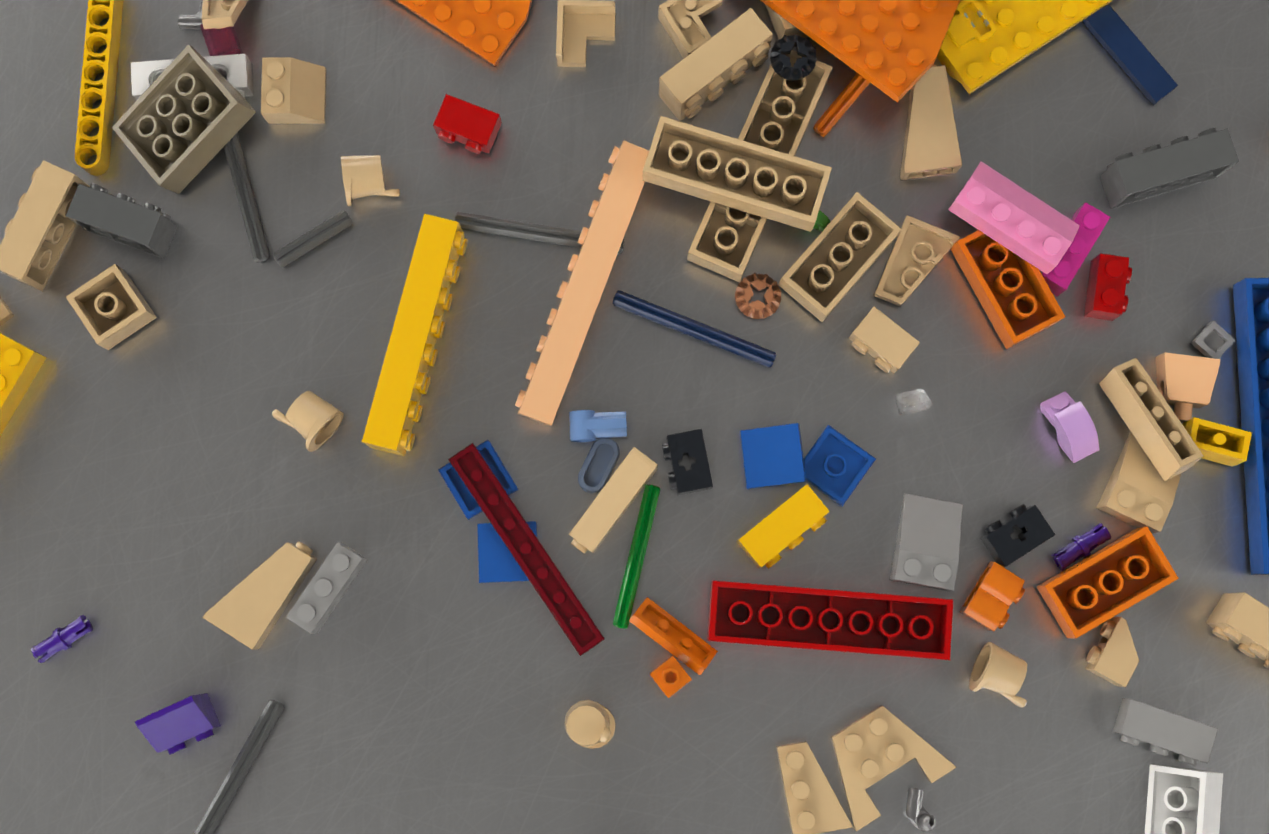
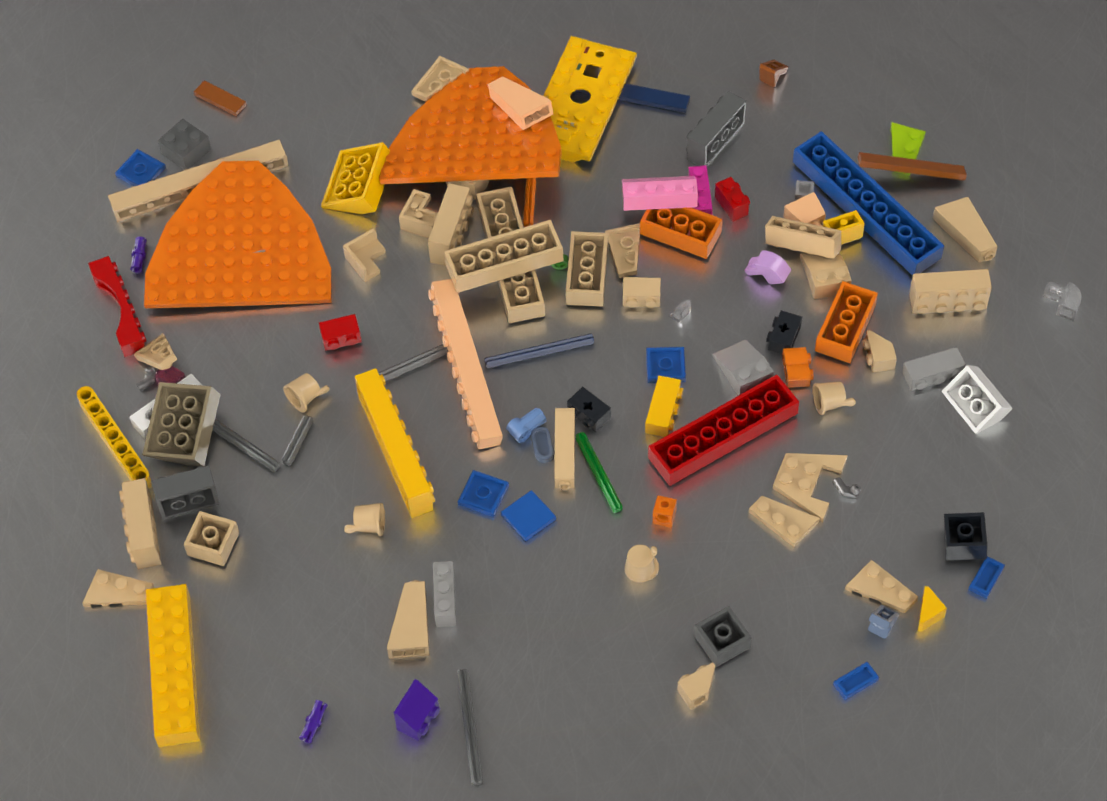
camera: 35 degrees left, 25 degrees down
(292, 91) = (229, 378): tan slope -> none
(526, 549) = (537, 504): dark red tile -> none
(673, 636) = (648, 493): orange plate -> none
(758, 309) = (565, 319): nougat gear -> none
(773, 456) = (630, 379): blue tile -> none
(781, 62) = (485, 198): black gear -> none
(930, 131) = (584, 188): tan slope -> none
(1081, 546) = (819, 317): dark purple pin -> none

